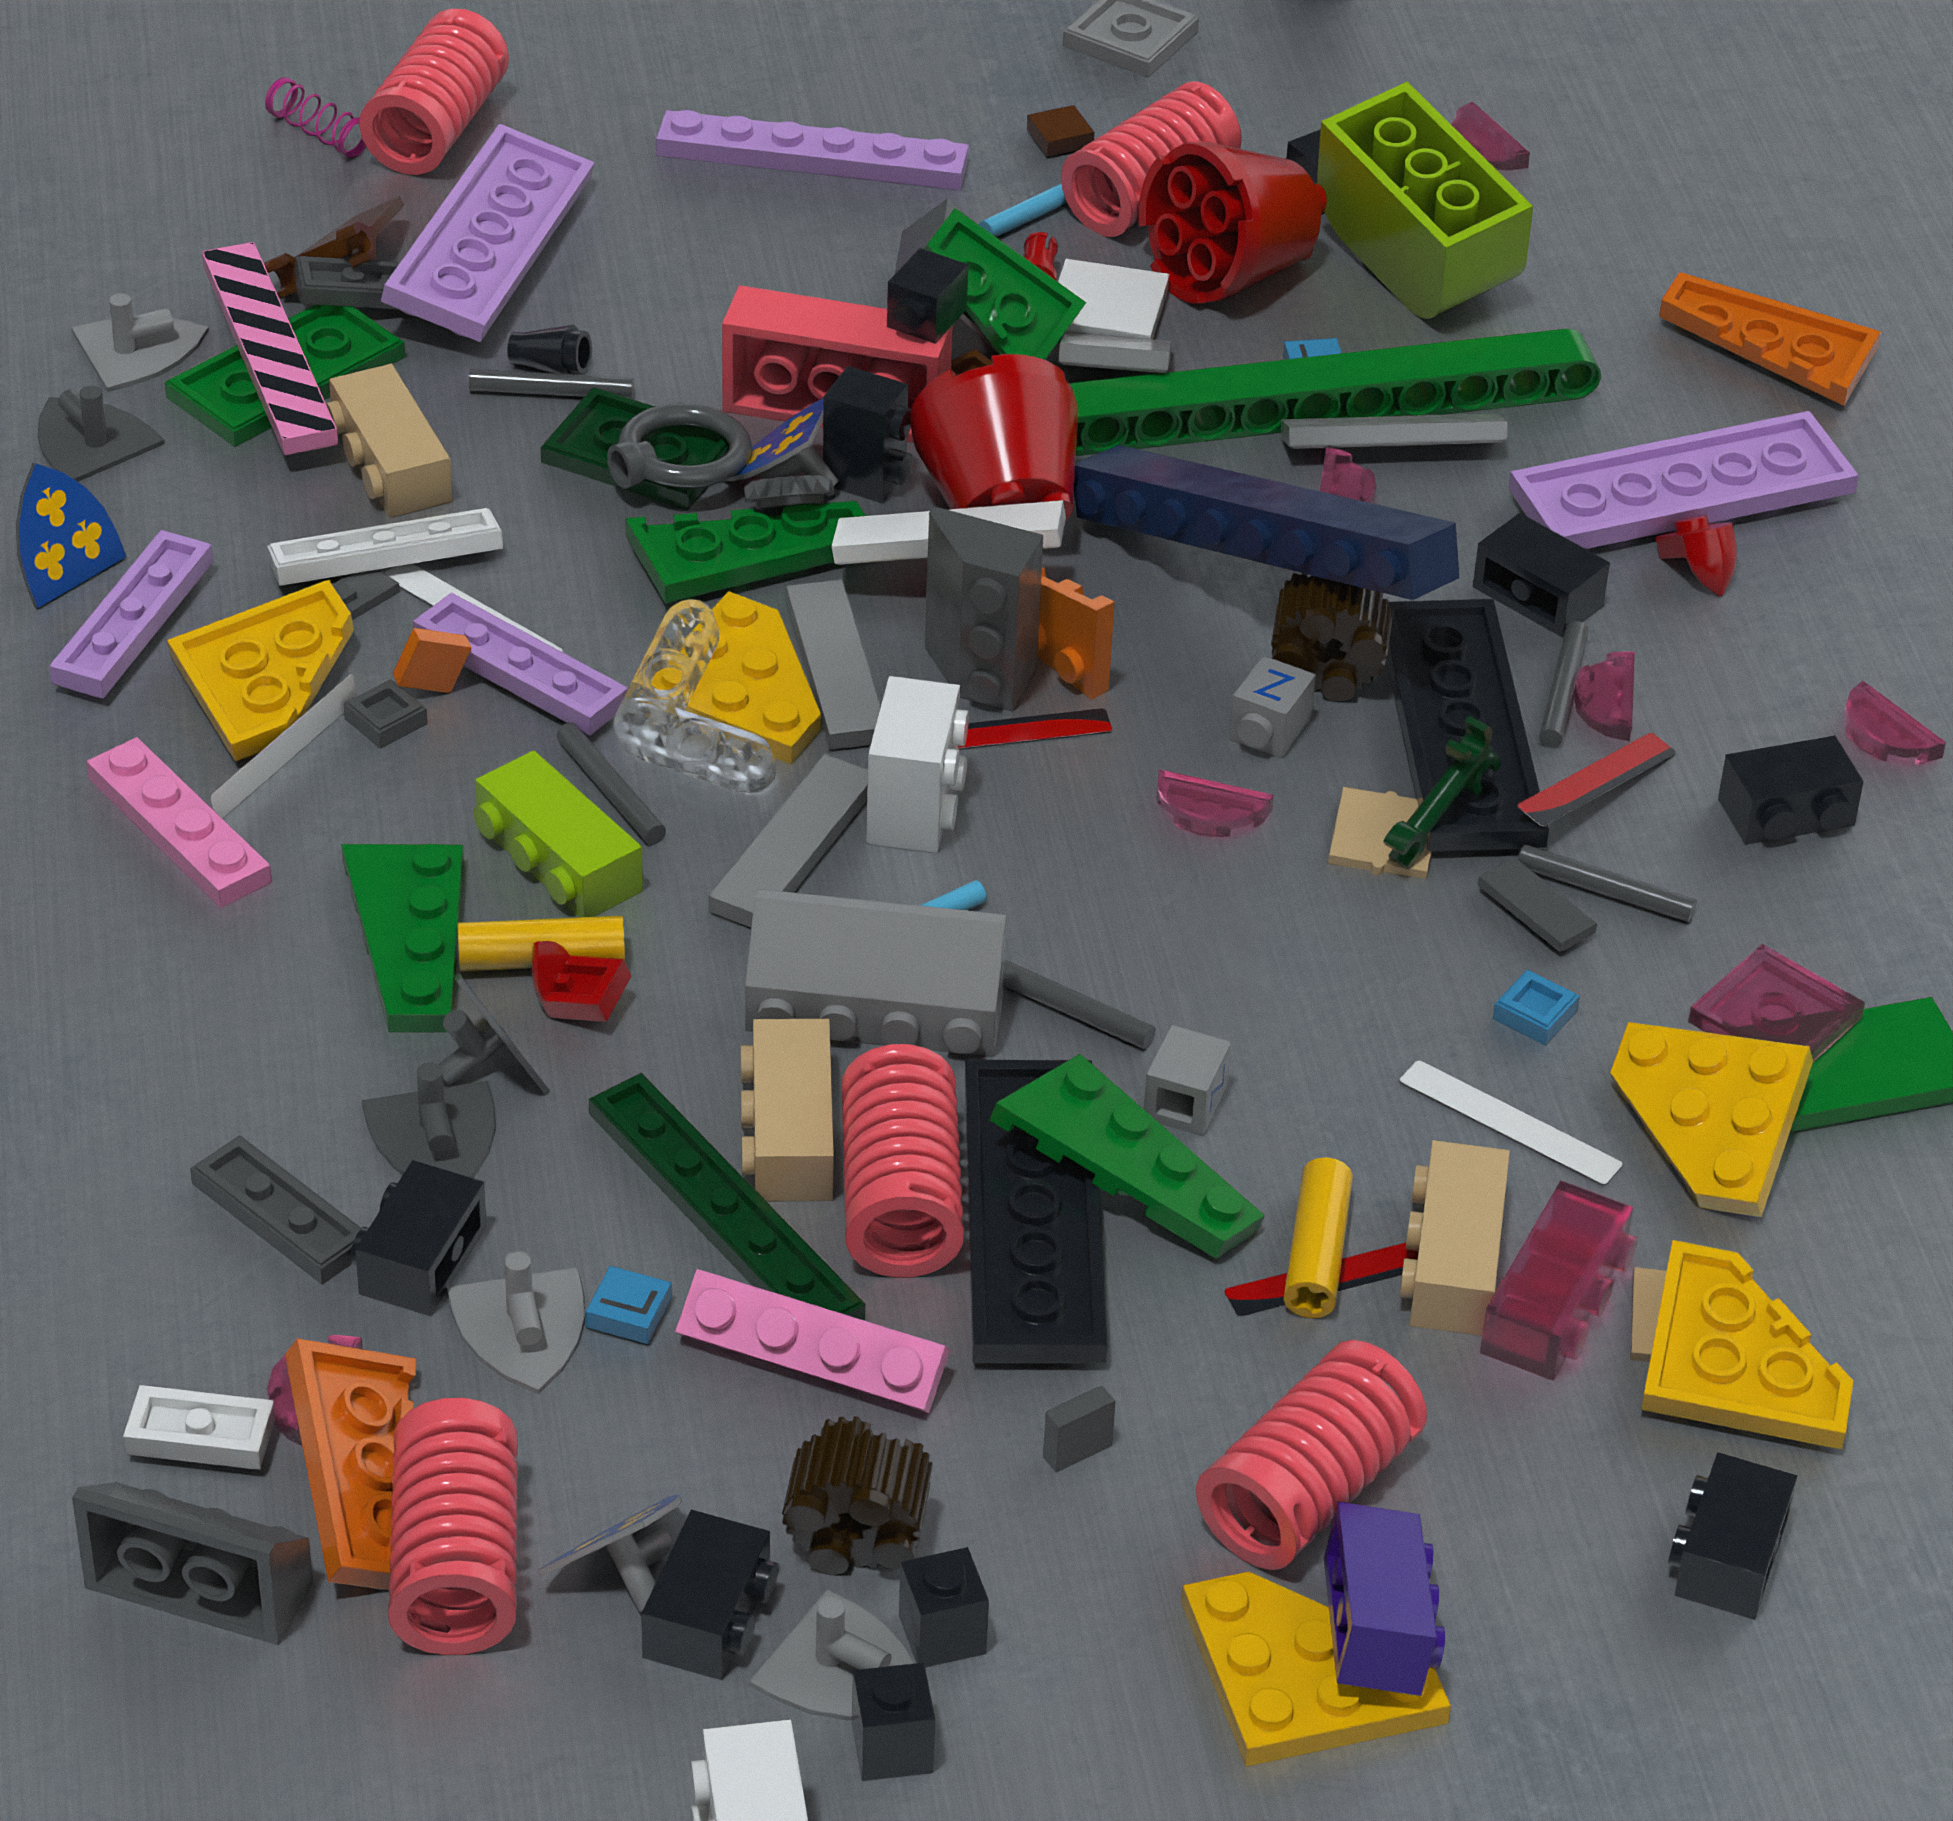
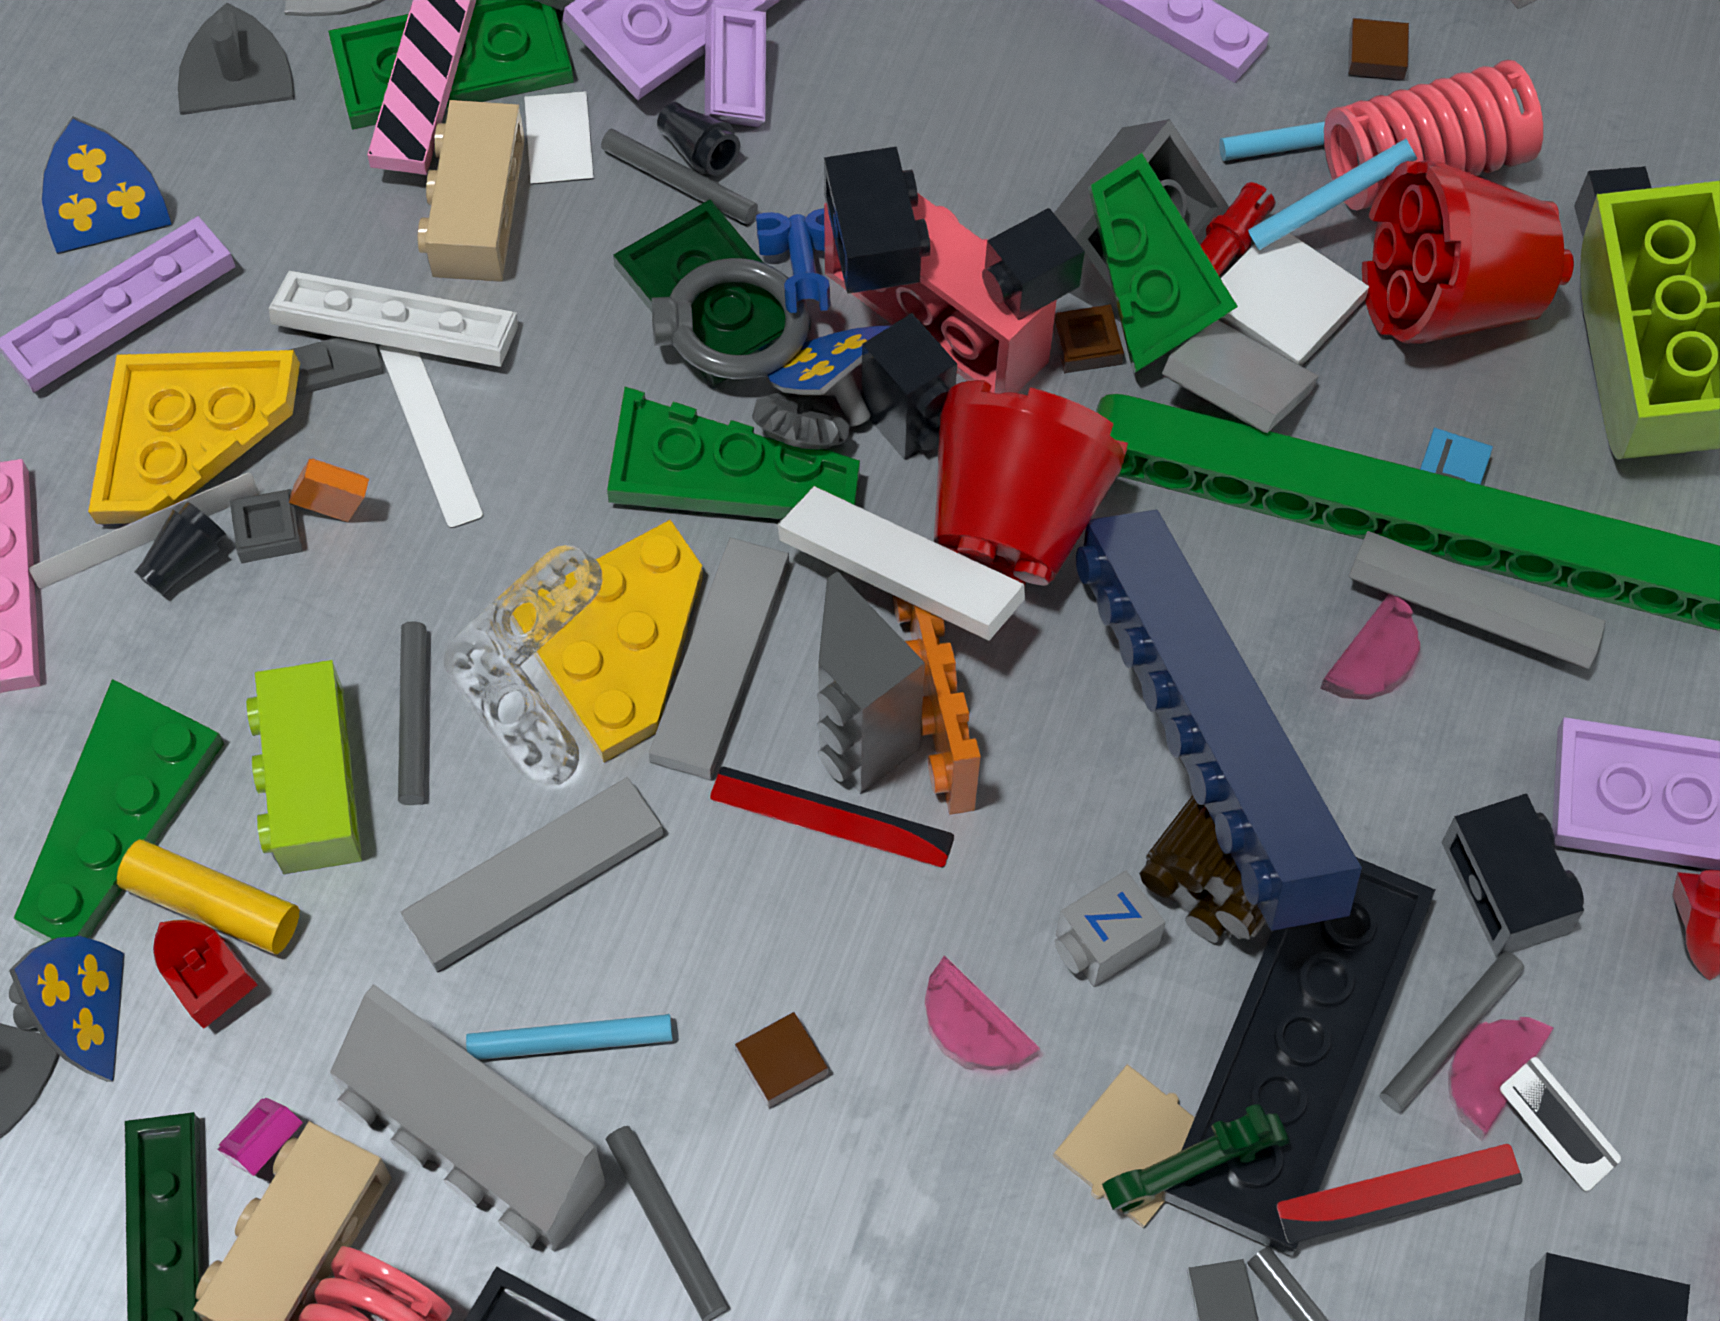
camera: 30 degrees right, 20 degrees up
(329, 741) = (180, 548): none -> black cone
(432, 394) = (558, 137): none -> white sticker
(527, 665) = (418, 524): lavender plate -> none
(547, 287) = (735, 65): none -> lavender tile
(704, 385) = (800, 236): none -> blue bar
(710, 1060) = (259, 1135): none -> dark pink tile
(778, 309) = (874, 219): none -> black brick
(915, 764) = (679, 852): white brick -> none
(1081, 877) = (781, 1059): none -> reddish brown tile
(1105, 212) = (1331, 194): none -> medium azure bar
(1679, 704) = (1560, 1124): none -> sticker

